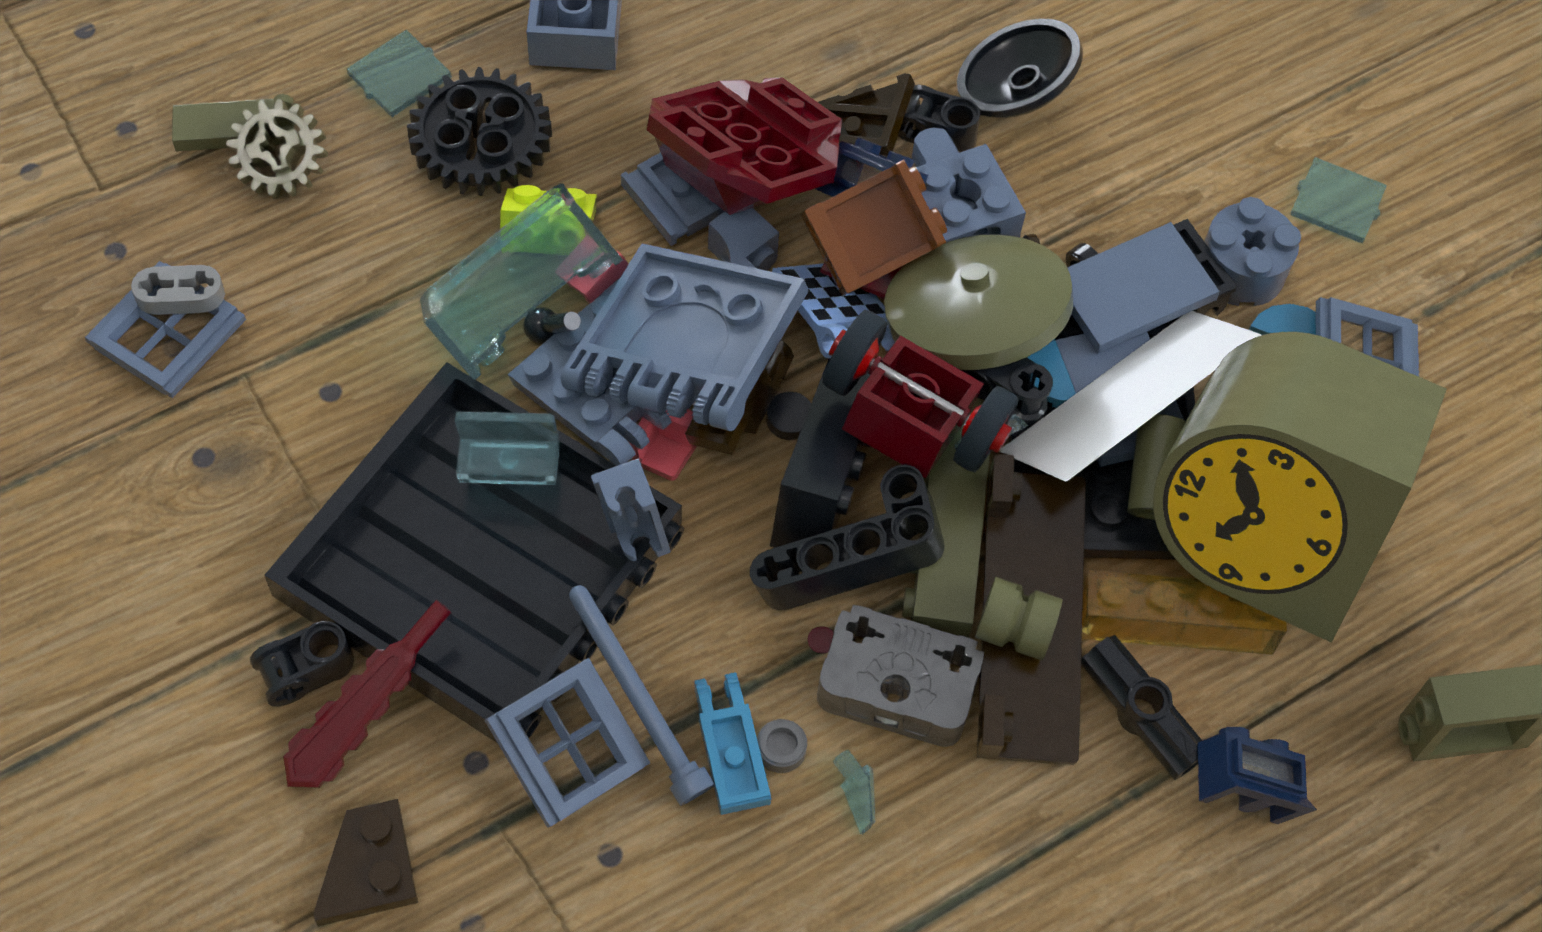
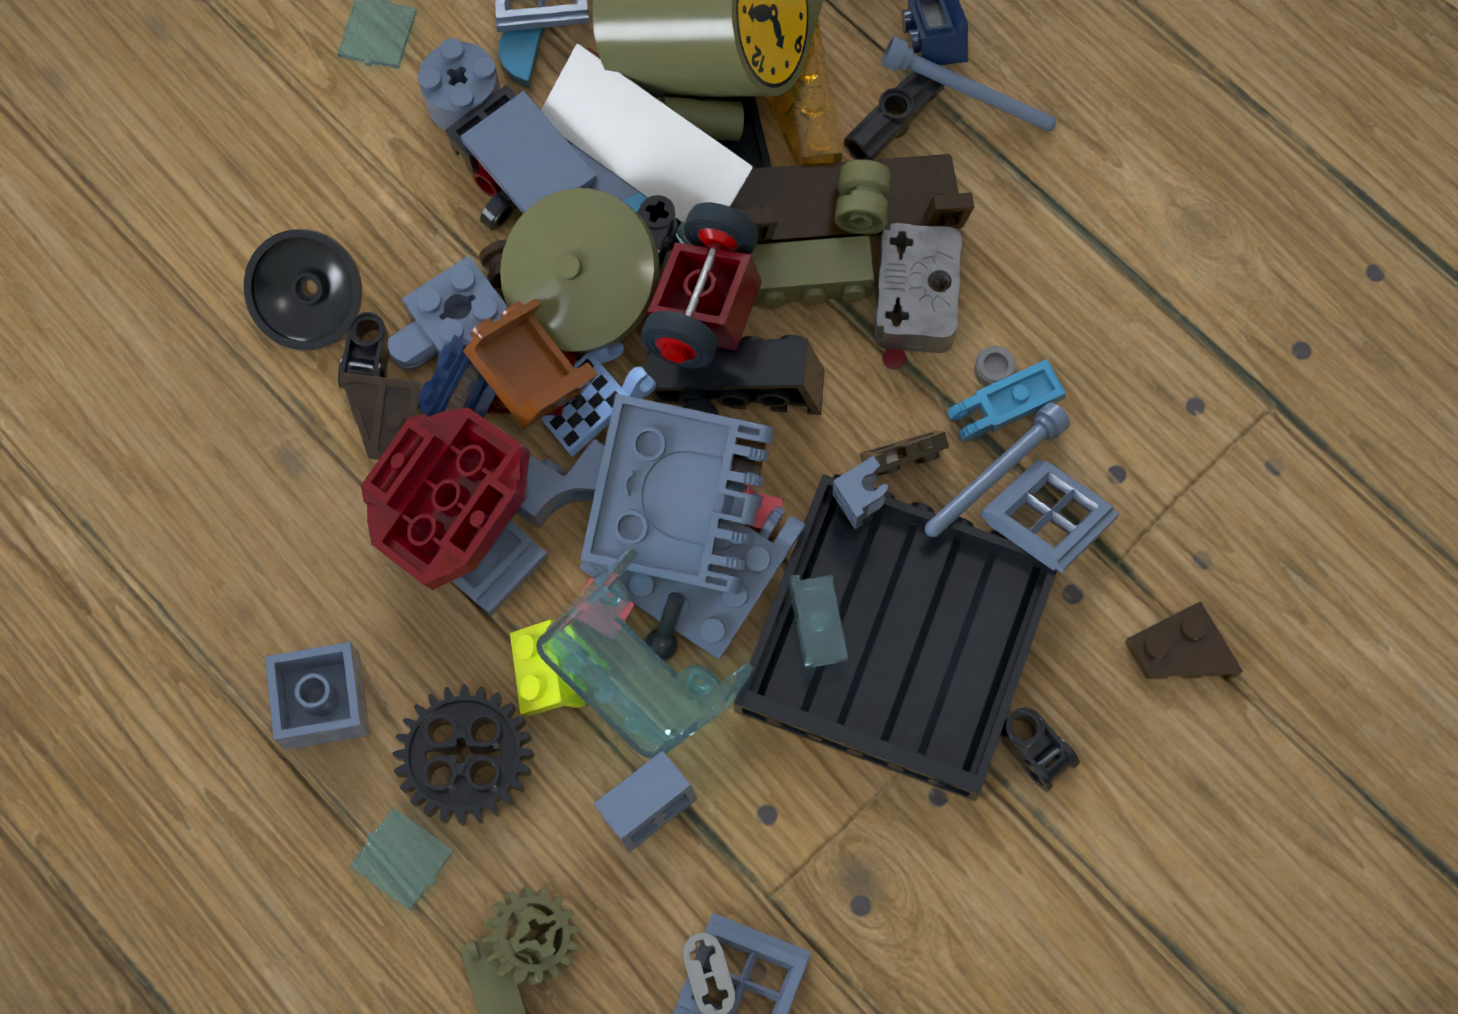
camera: 95 degrees left, 10 degrees up
(342, 725) = (1085, 696): dark red sword -> none
(377, 275) = (646, 801): none -> sand blue hinge
(689, 598) = (917, 448): none -> dark brown wing
(778, 569) = (828, 338): black beam -> none
(858, 789) = (1014, 305): clear light blue bar -> none
(1210, 709) = (901, 56): none -> sand blue piece

